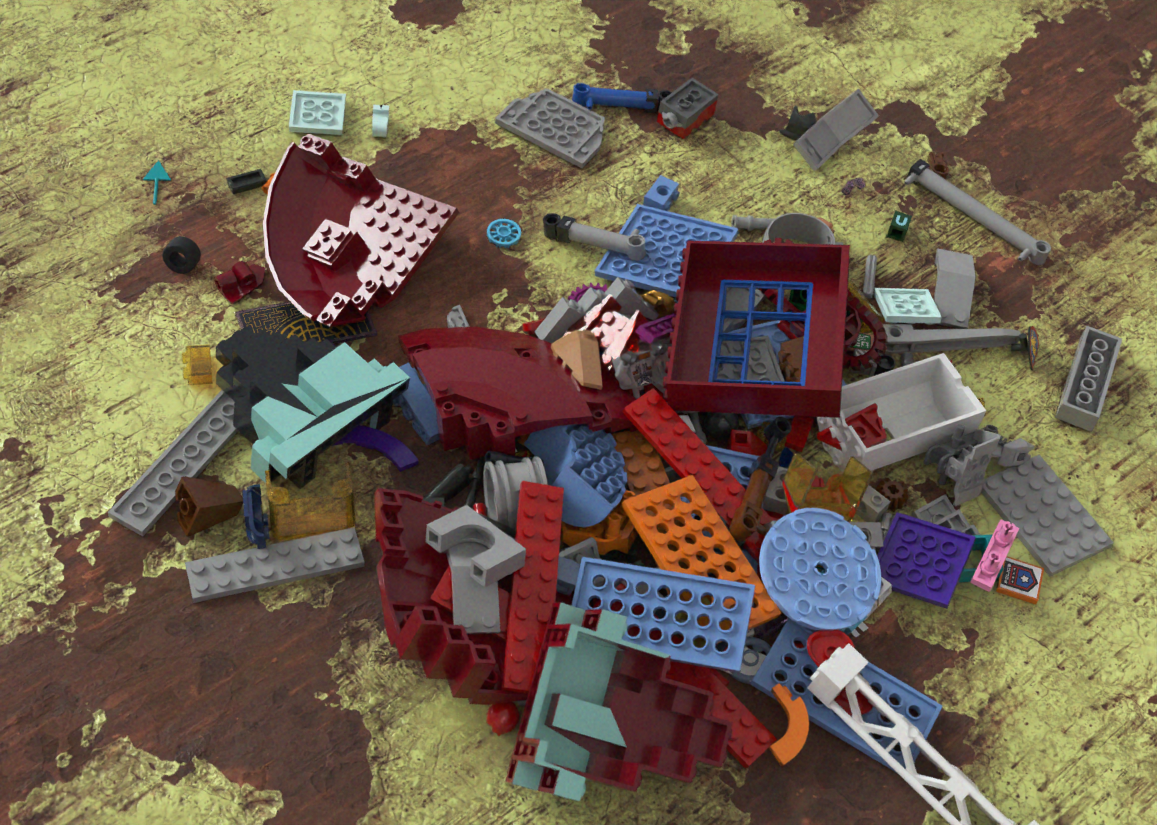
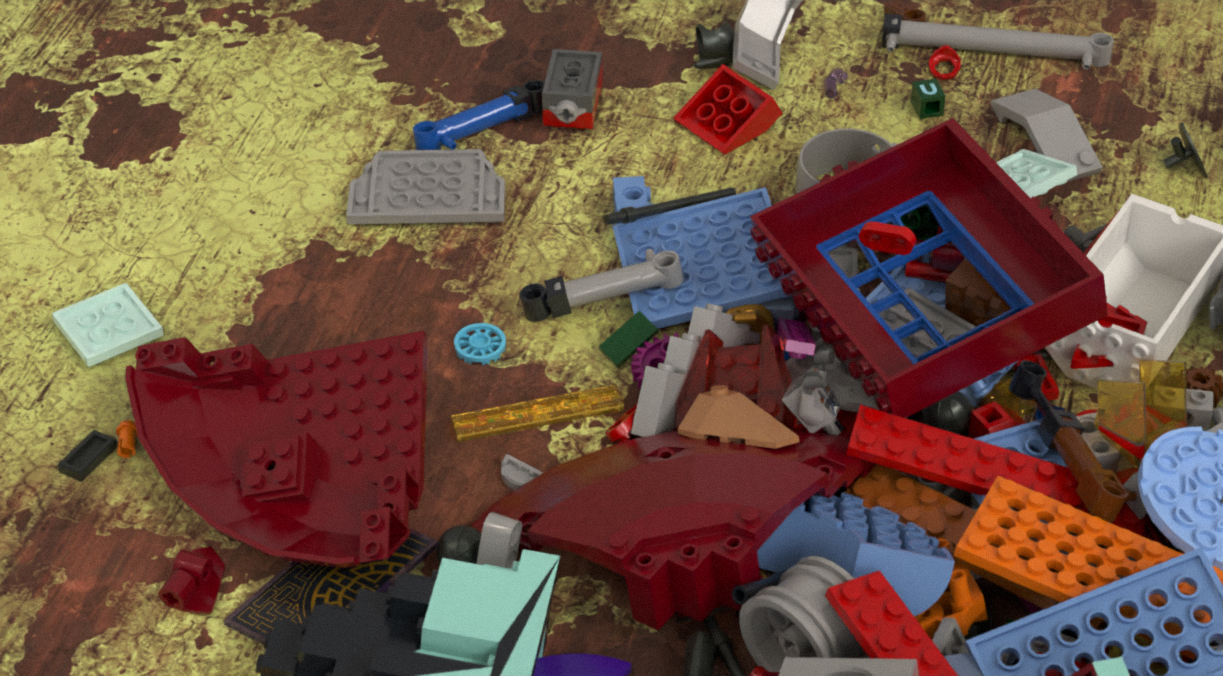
camera: 25 degrees left, 10 degrees down
(187, 248) = (86, 572): black tyre -> none
(380, 120) = (201, 293): light aqua leg -> none
(382, 345) = (459, 544): none -> pearl dark grey piece
(396, 350) = (499, 541): none -> light grey beam
(418, 406) = (589, 603): medium blue wedge -> none
(498, 291) = (537, 413): none -> clear yellow tile
(583, 275) = (627, 339): none -> dark green tile
(646, 202) = (630, 214): none -> pearl dark grey bar
(741, 297) = (887, 238): none -> red plate
(750, 222) = (762, 179): light grey pin -> none
(769, 171) = (728, 111): none -> red slope
(906, 340) = (1104, 185): light grey piece -> none
(936, 203) = (945, 53): none -> red piece

